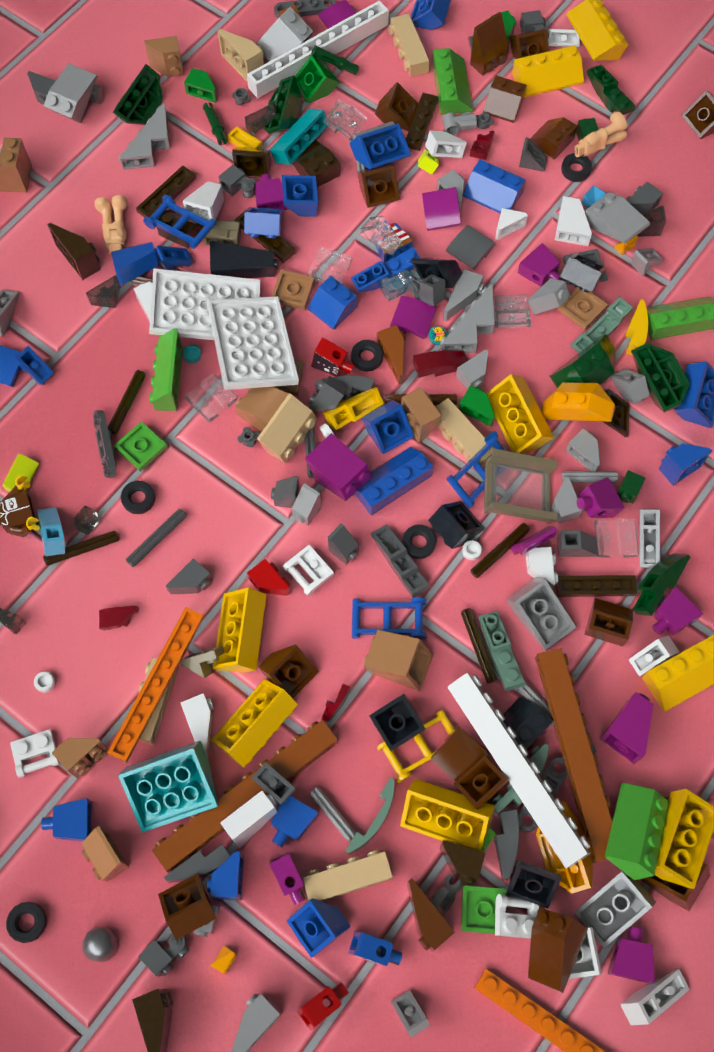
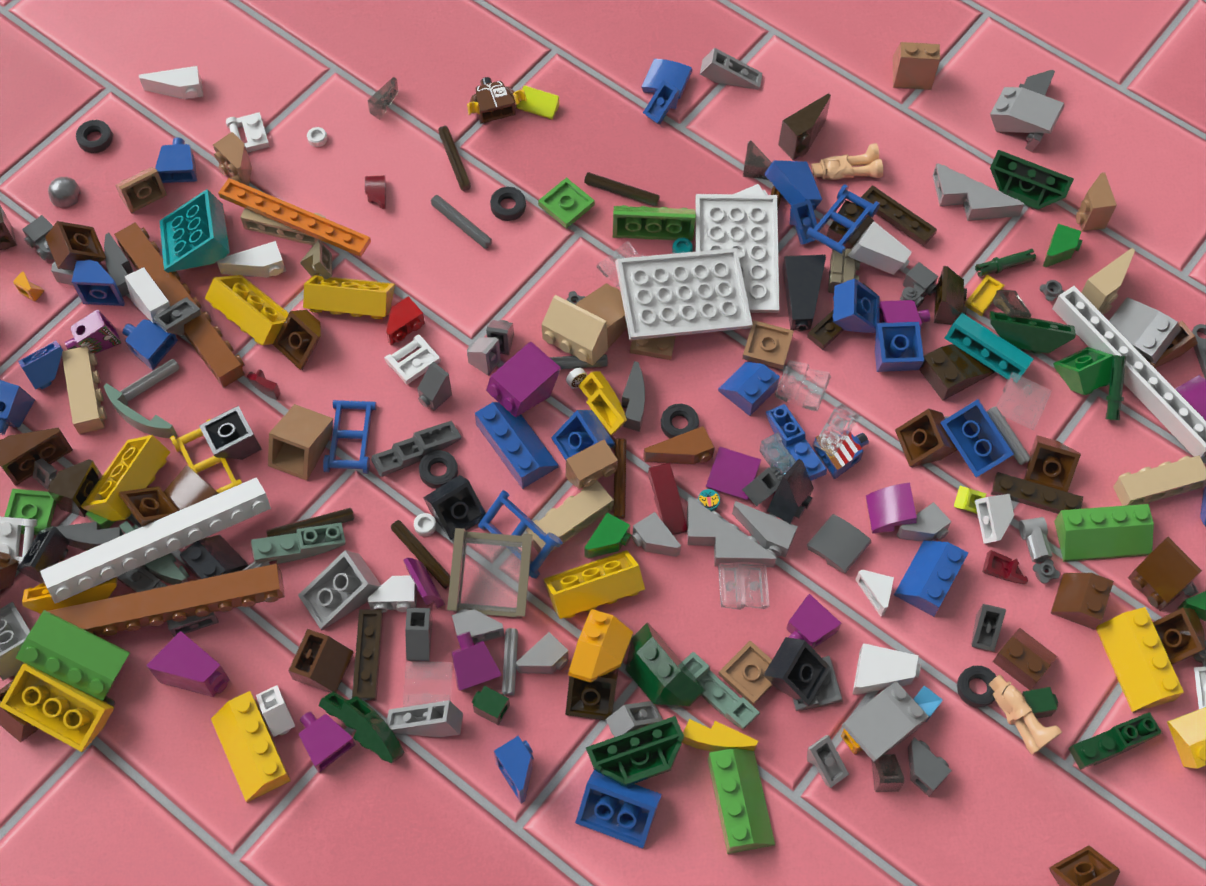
camera: 90 degrees right, 5 degrees down
(51, 531) = (469, 125): medium azure slope -> none
(86, 520) = (484, 160): clear smoke slope -> none
(103, 438) = (562, 171): dark grey plate -> none
(190, 579) = (410, 251): dark grey slope -> none
(329, 395) = (618, 372): dark grey slope -> none
(331, 358) = (669, 378): red torso -> none
(549, 296) = (763, 629): light grey slope -> none

